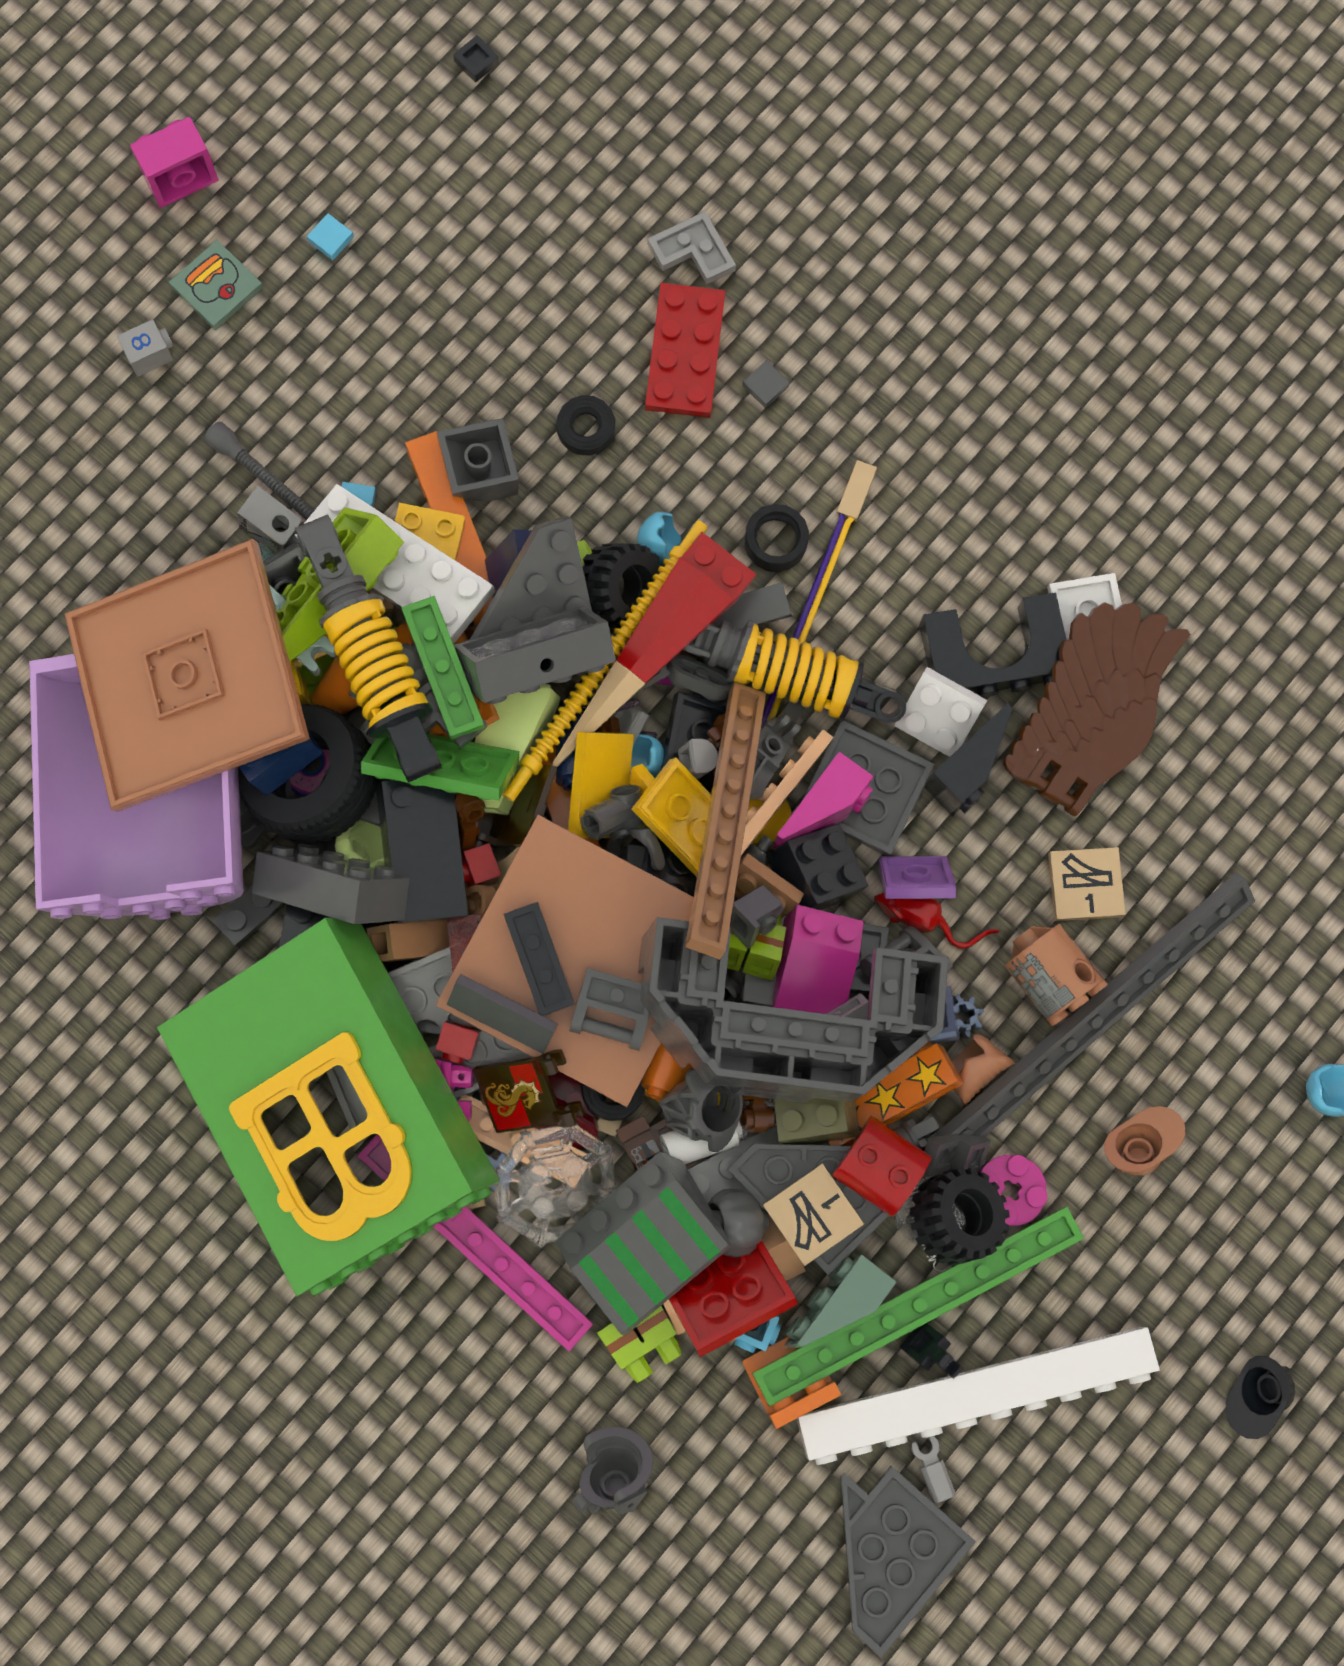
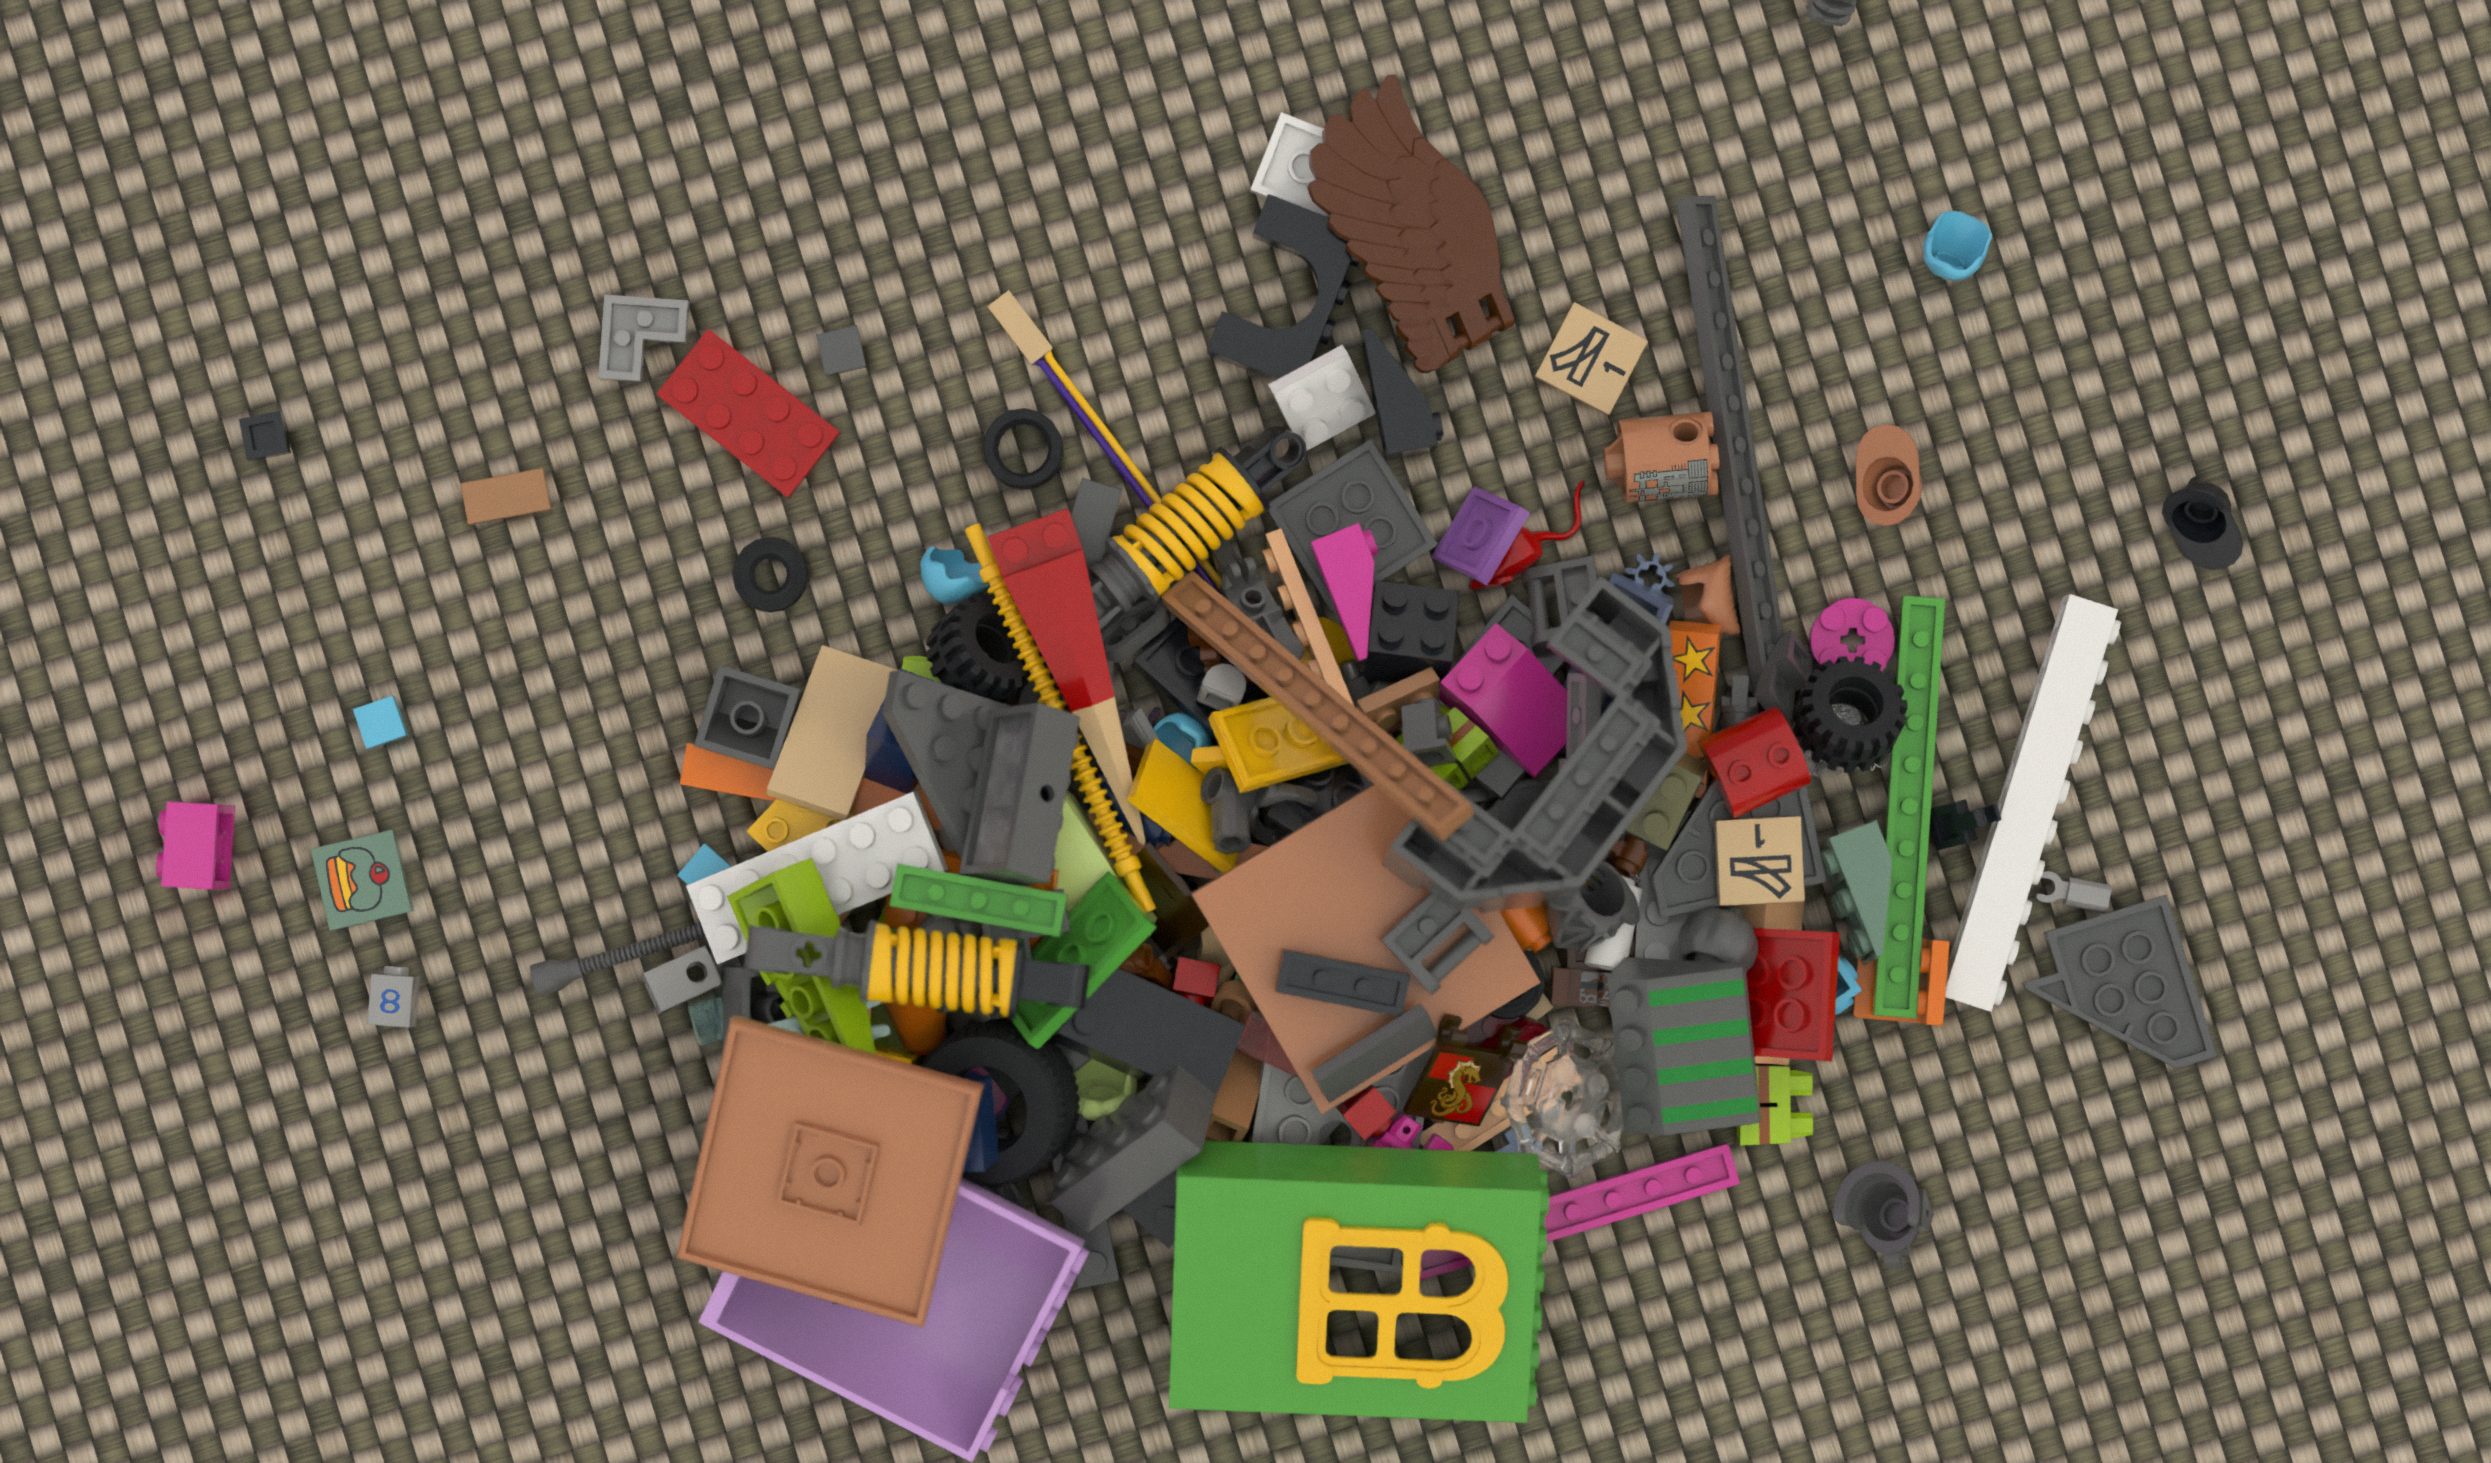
camera: 50 degrees left, 10 degrees up
(479, 520) = (827, 739): none -> tan tile
(531, 229) = (506, 496): none -> medium nougat tile

